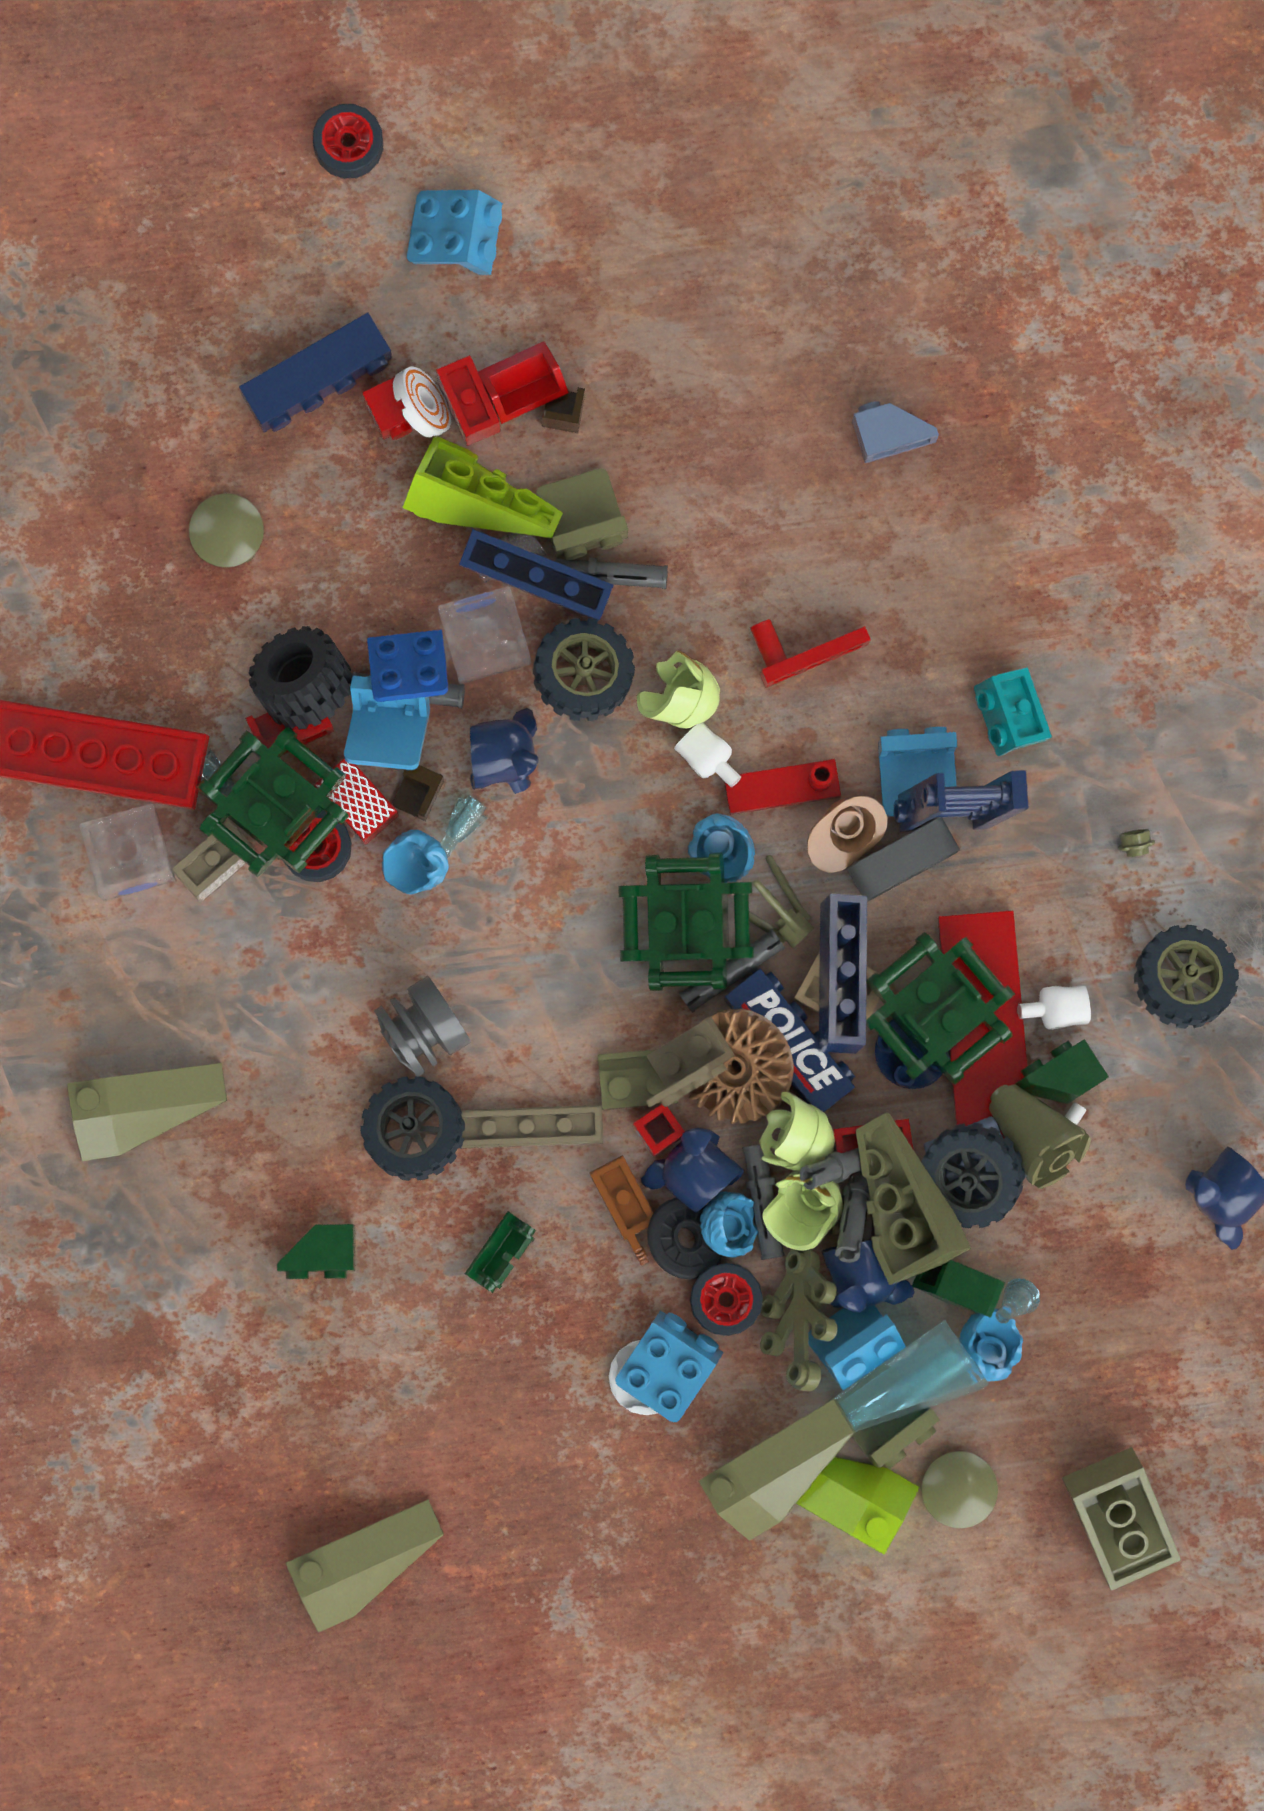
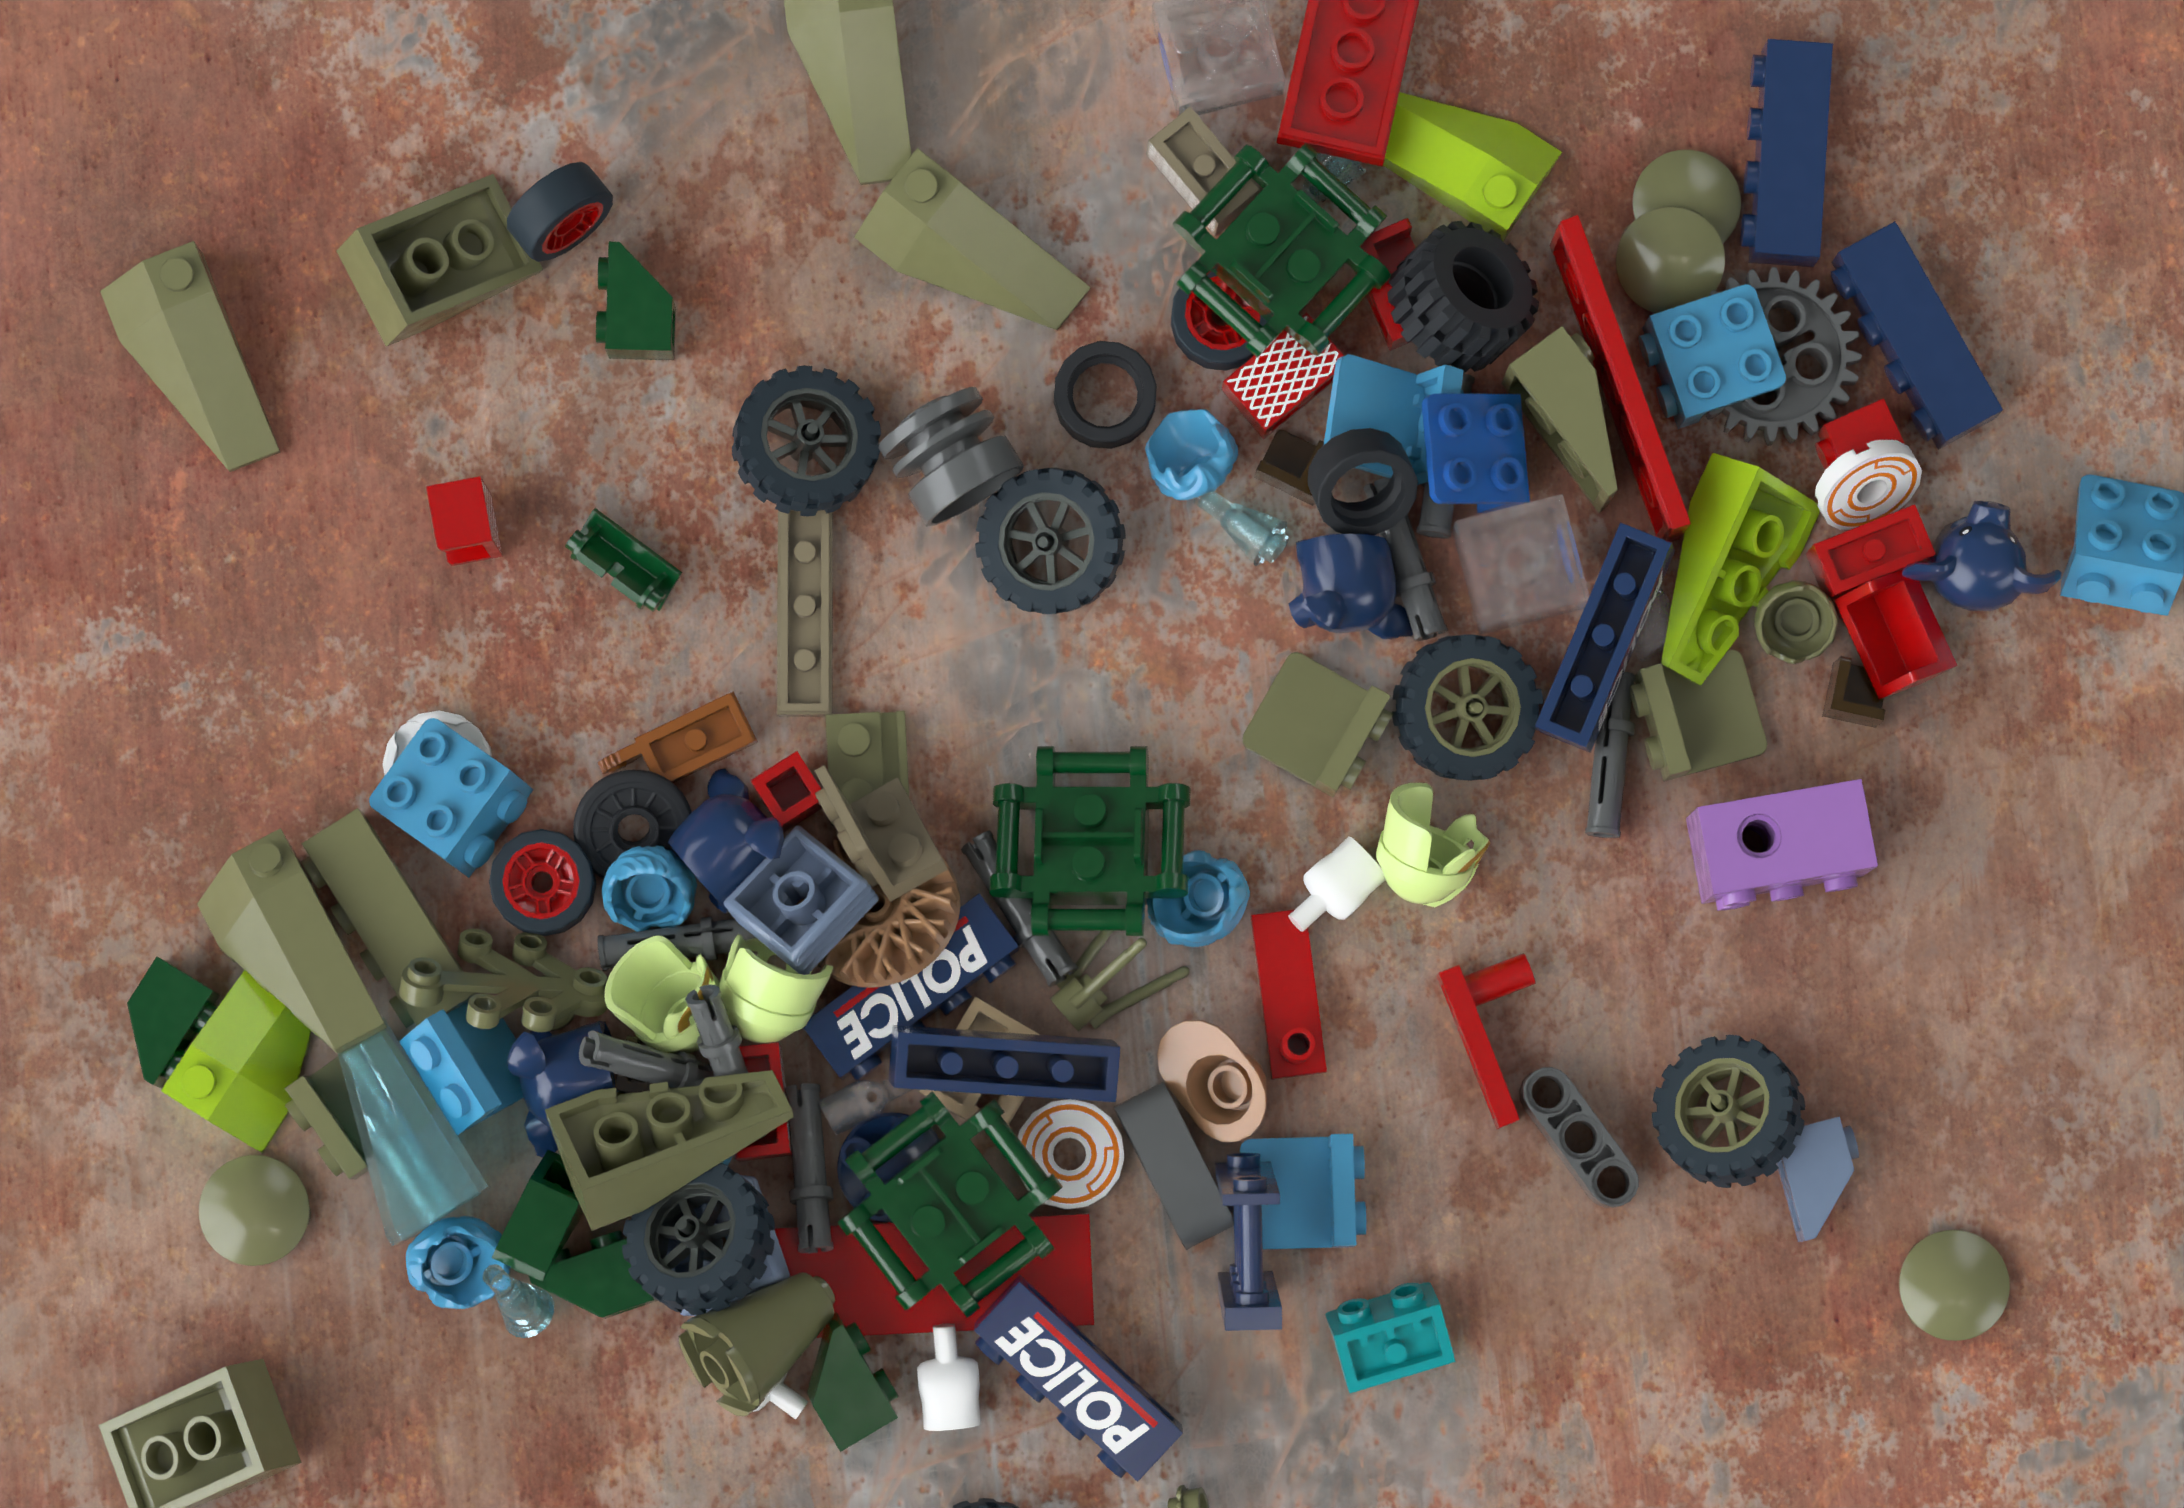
camera: 95 degrees right, 0 degrees up
(190, 461) = (1788, 153): none -> dark blue brick
(201, 677) = (1468, 160): none -> lime wedge
(256, 1306) = (559, 211): none -> black wheel
(267, 1030) = (953, 239): none -> olive wedge
(268, 539) = (1669, 258): none -> olive dish
(290, 1392) = (435, 259): none -> olive slope
(334, 509) = (1711, 354): none -> dark azure bracket
(356, 571) = (1619, 381): none -> red tile
(362, 454) = (1799, 397): none -> dark grey gear
(362, 897) = (1105, 353): none -> black tyre
(377, 604) = (1566, 410): none -> olive slope
(416, 750) = (1348, 452): none -> black tyre
(472, 326) = (1981, 562): none -> dark blue piece
(478, 1362) = (464, 520): none -> red panel
(494, 709) = (1411, 576): none -> dark grey pin
(514, 956) = (998, 532): none -> black wheel
(516, 450) = (1795, 621): none -> olive hair
(598, 771) = (1316, 724): none -> olive bracket
(669, 440) = (1806, 840): none -> medium lavender piece
(749, 1409) = (379, 907): none -> olive brick
(759, 1110) = (831, 906): none -> sand blue brick
(827, 511) = (1696, 1074): none -> black wheel
(828, 1557) = (166, 1016): none -> dark green slope
(870, 1079) = (853, 1106): none -> clear piece
(882, 572) = (1603, 1151): none -> dark grey beam
(896, 909) = (1094, 1131): none -> white tile
(921, 1106) = (809, 1169): none -> dark grey pin
(961, 338) = (1954, 1285): none -> olive dish
(997, 1247) = (596, 1279): none -> dark green slope
(1051, 919) = (1077, 1378): none -> dark blue brick

